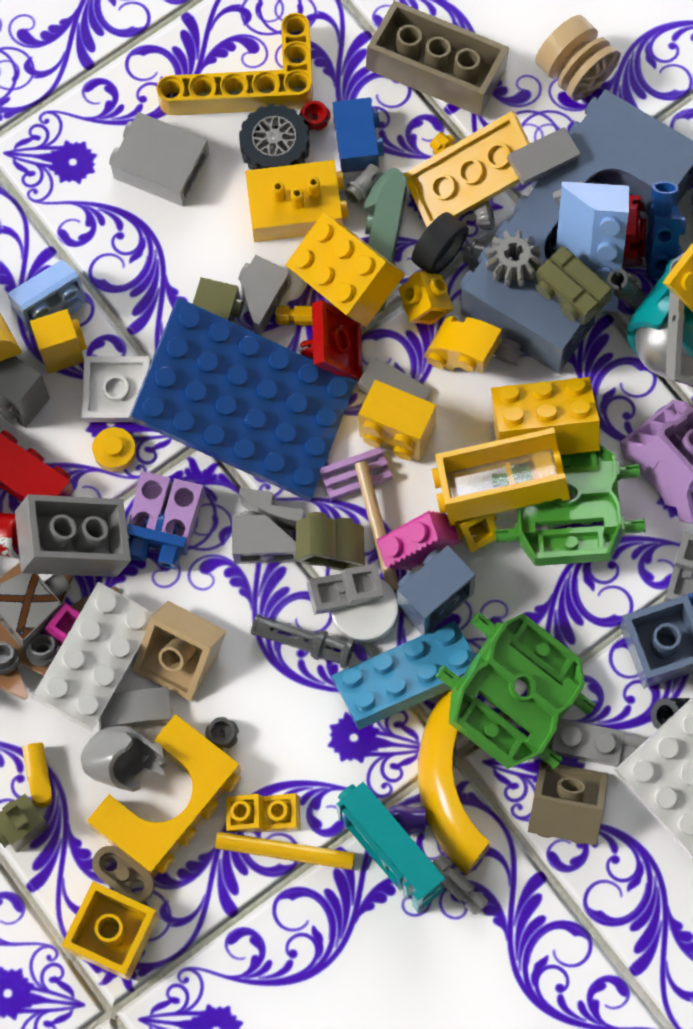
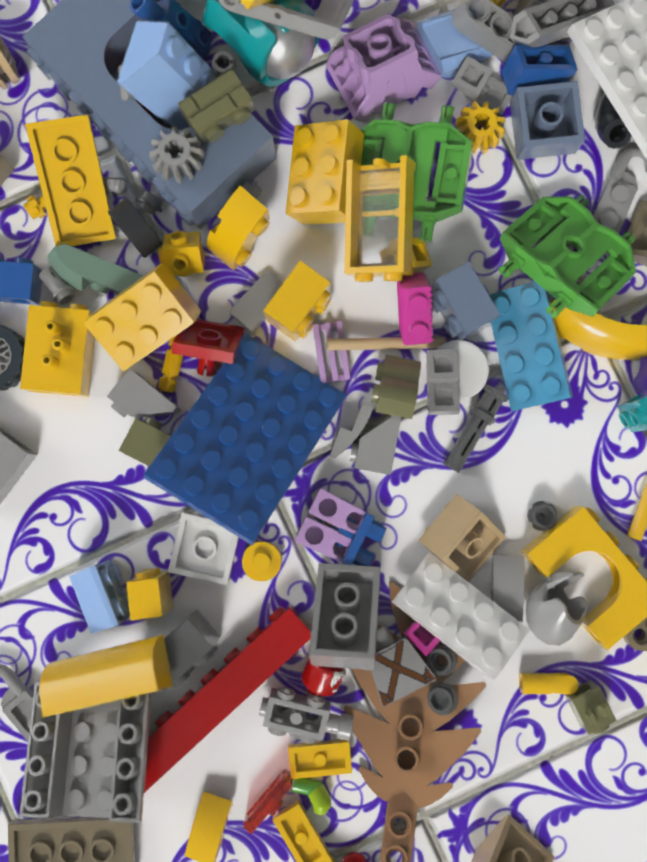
camera: 80 degrees left, 15 degrees up
(263, 813) = (617, 494): yellow slope -> none
(543, 156) = (78, 105): light grey tile -> none
(635, 565) = (481, 117): none -> yellow gear

